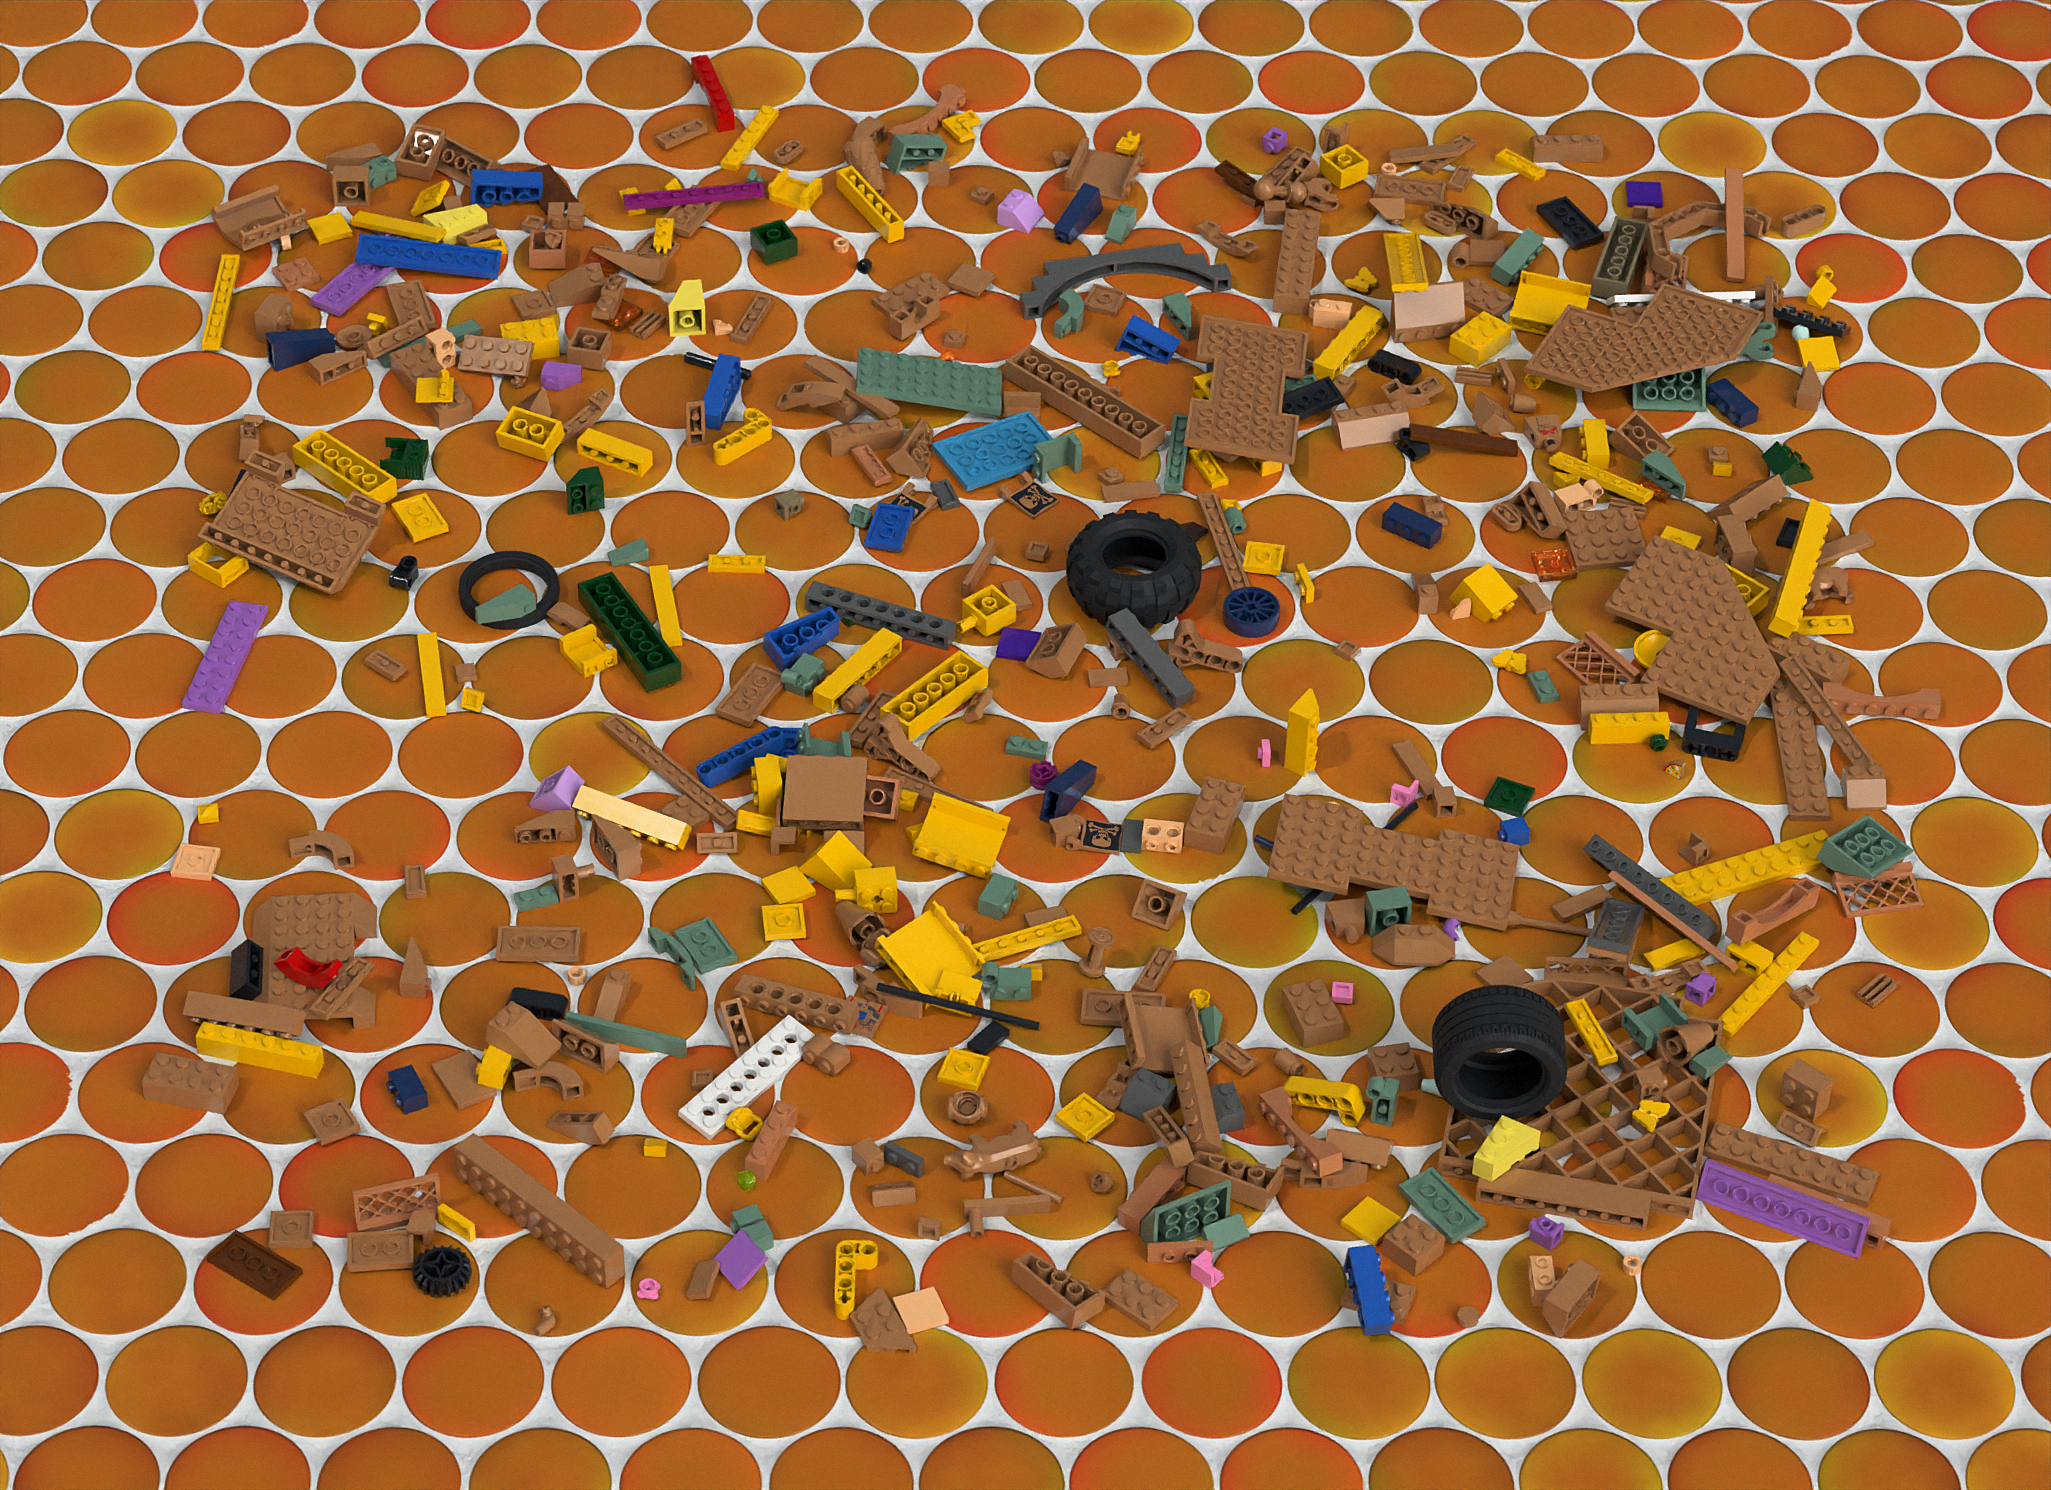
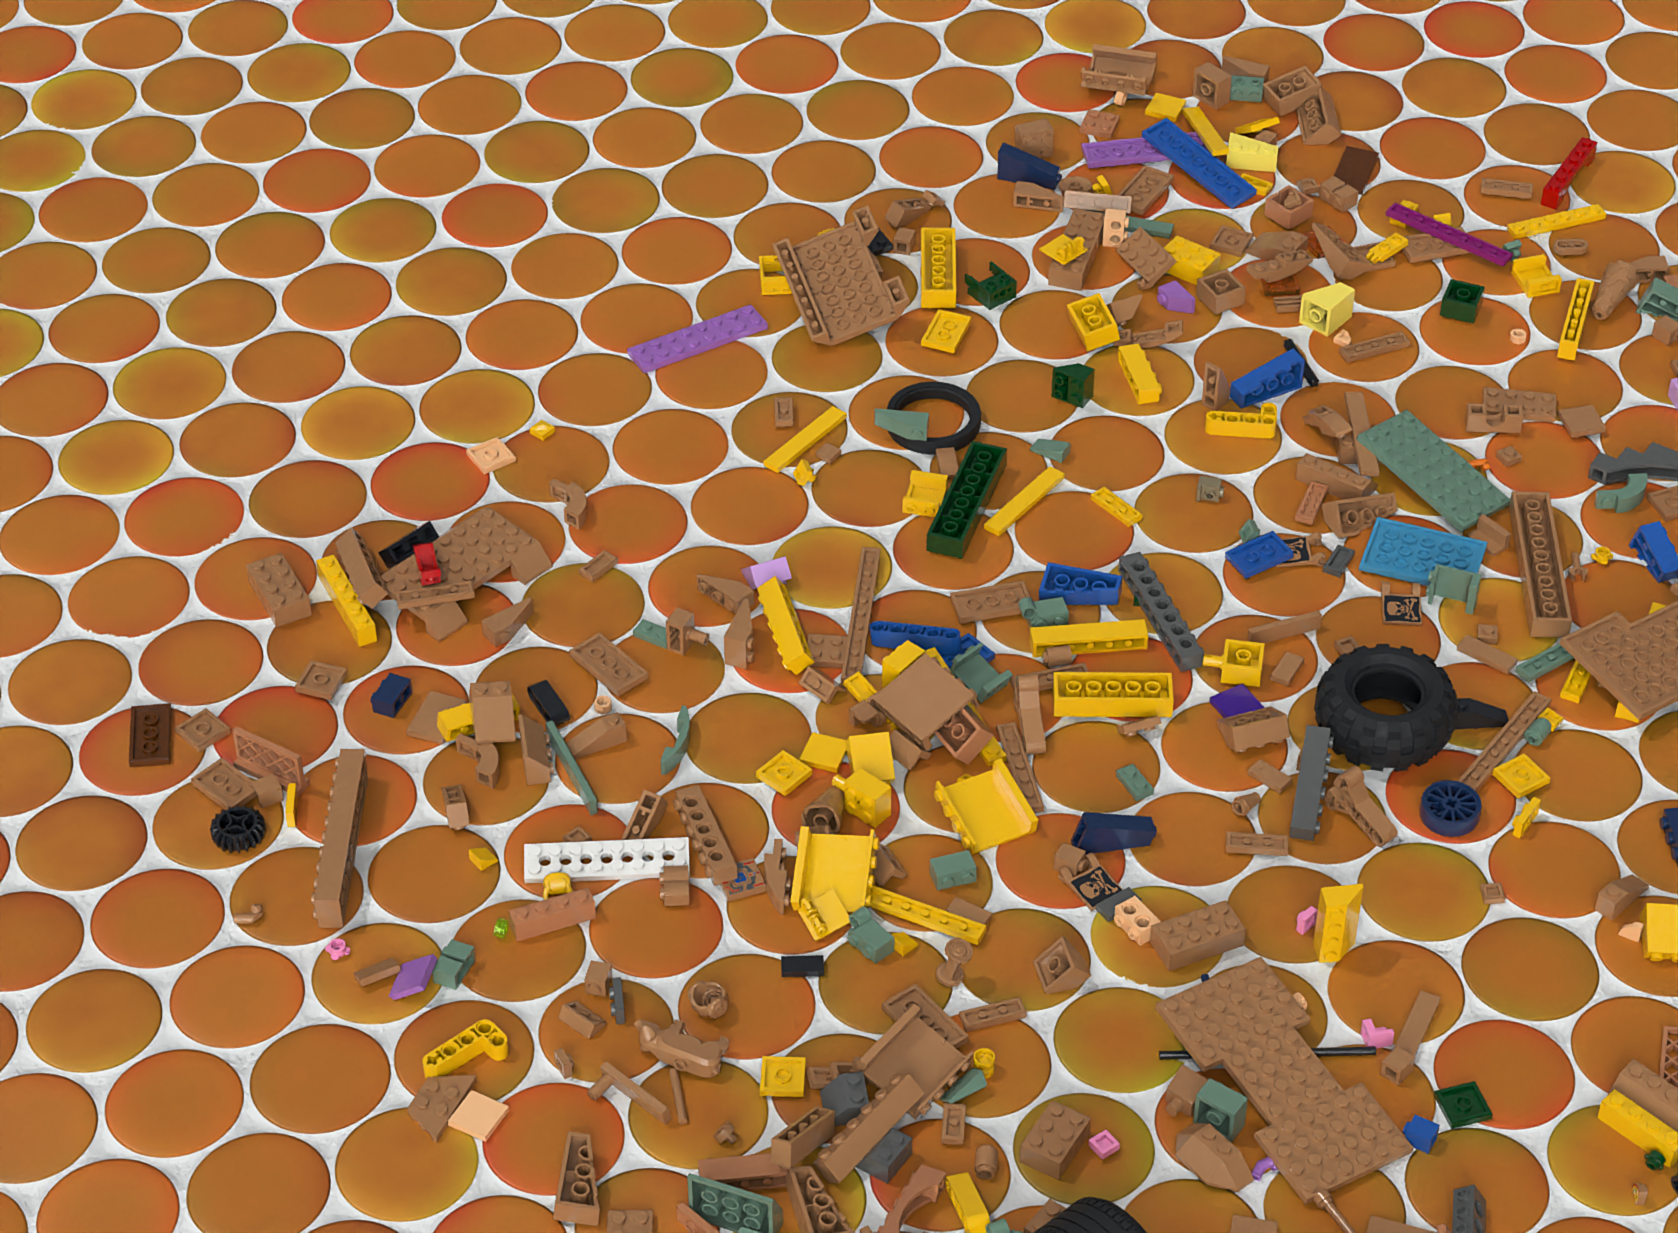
camera: 50 degrees right, 0 degrees up
(220, 302) = (1023, 111): yellow plate -> none
(405, 573) = (883, 361): black piece -> none
(476, 234) = (1262, 170): medium nougat plate -> none
(502, 187) = (1316, 147): blue wedge -> none
(705, 945) = (712, 749): sand green tile -> none
(864, 268) = (1513, 361): black hinge -> none
(957, 1006) = (806, 924): black piece -> none
(963, 1069) = (755, 973): yellow tile -> none
(1042, 774) = (1115, 805): magenta wheel -> none
(1510, 661) = (1617, 999): yellow animal -> none
(1543, 687) = (1618, 1042): sand green plate -> none

